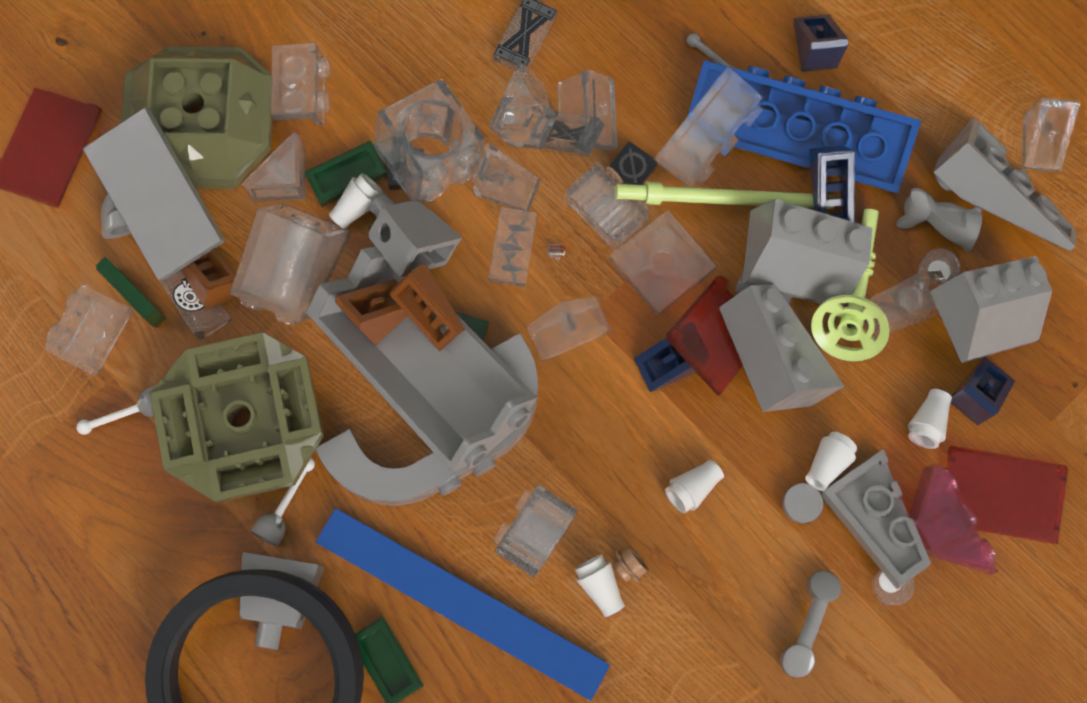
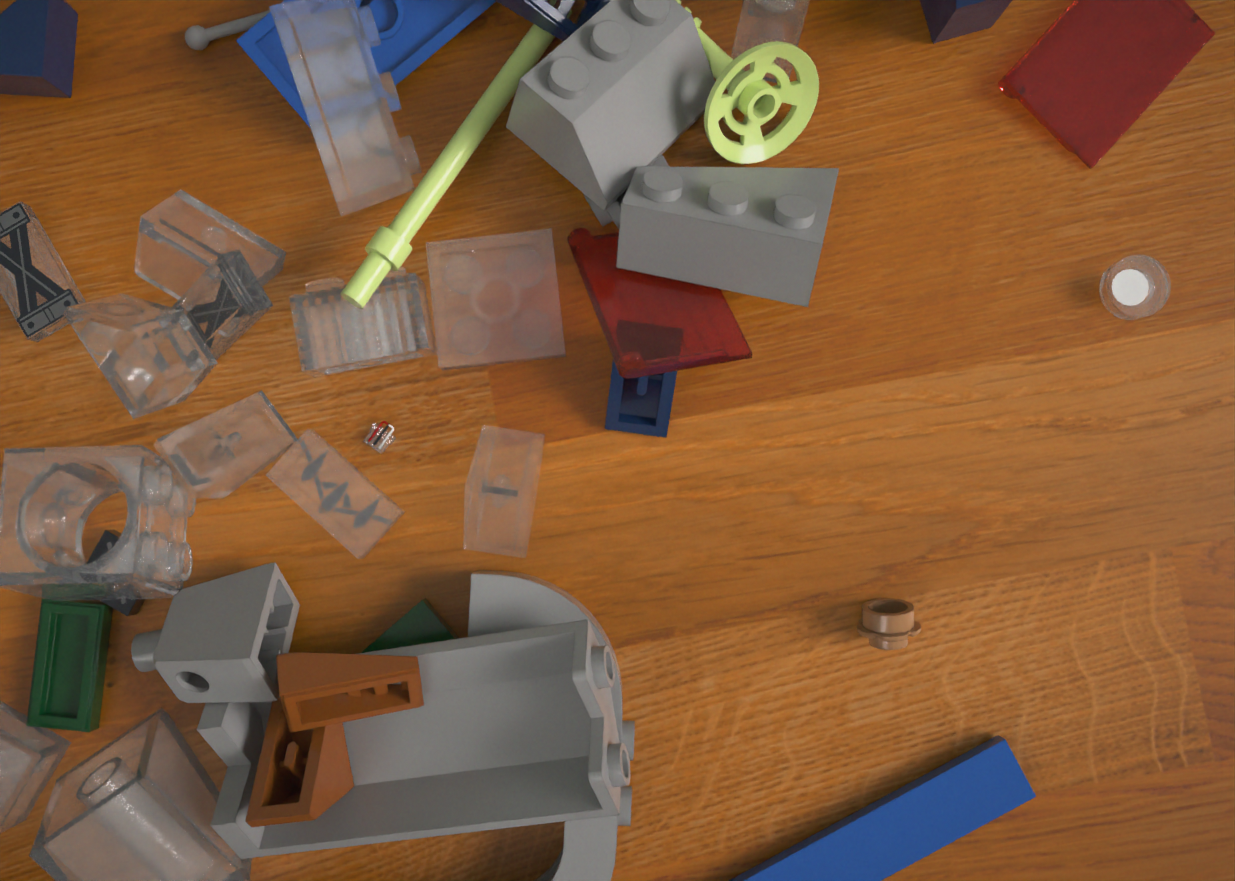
camera: 50 degrees left, 10 degrees up
(355, 200) = (116, 680): white cone -> none
(535, 530) = (763, 726): clear brick -> none
(599, 583) = (887, 682): white cone -> none
(634, 165) = (328, 247): black tile -> none
(693, 486) = (837, 466): white cone -> none
(799, 659) = (1148, 480): light grey bar -> none
(802, 503) = (951, 333): light grey tile -> none
(831, 459) = (922, 255): white cone -> none
(875, 515) = (1040, 247): light grey wing -> none
(931, 420) = (952, 82): white cone -> none
(947, 524) = (1108, 160): clear pink slope -> none

